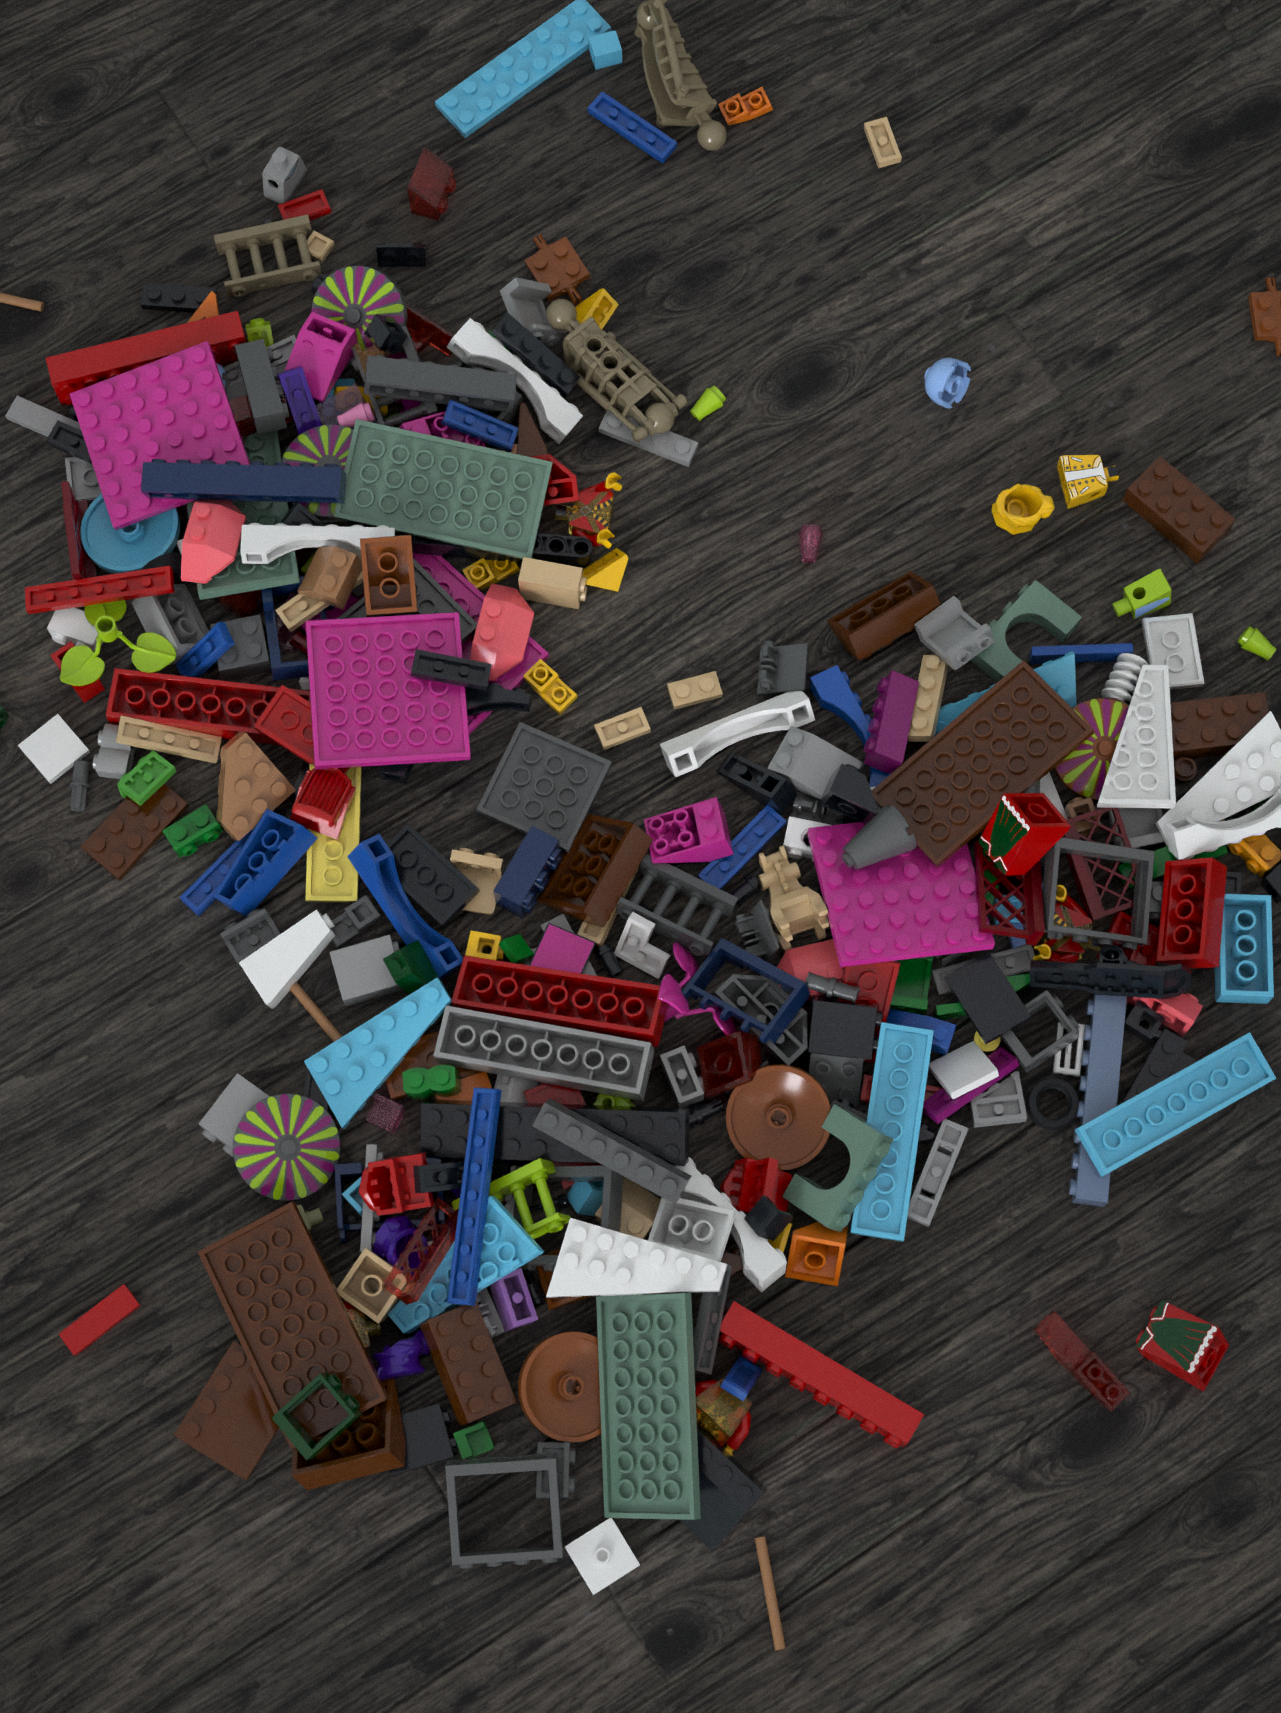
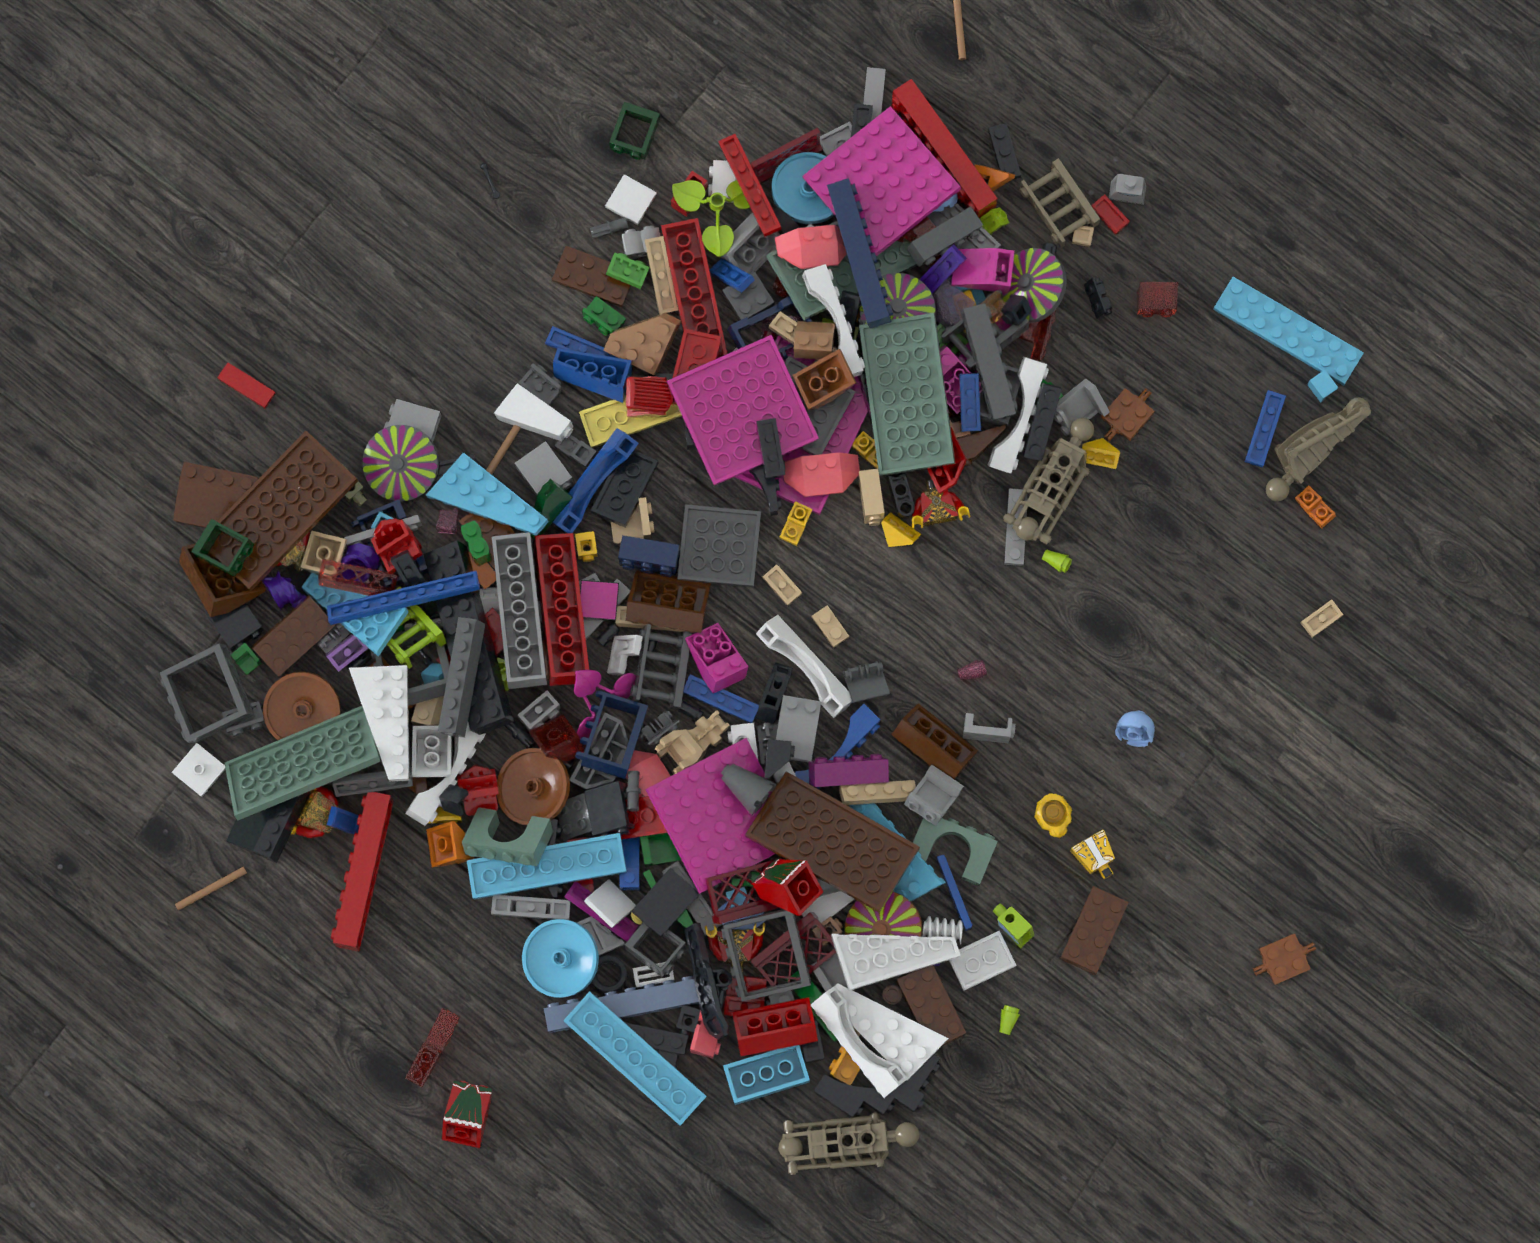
camera: 70 degrees right, 5 degrees up
(360, 412) = (948, 314): bright pink cone -> none
(516, 949) = (591, 567): green tile -> none
(883, 565) = (987, 733): none -> light grey panel
(1015, 1156) = (560, 958): none -> medium azure dish

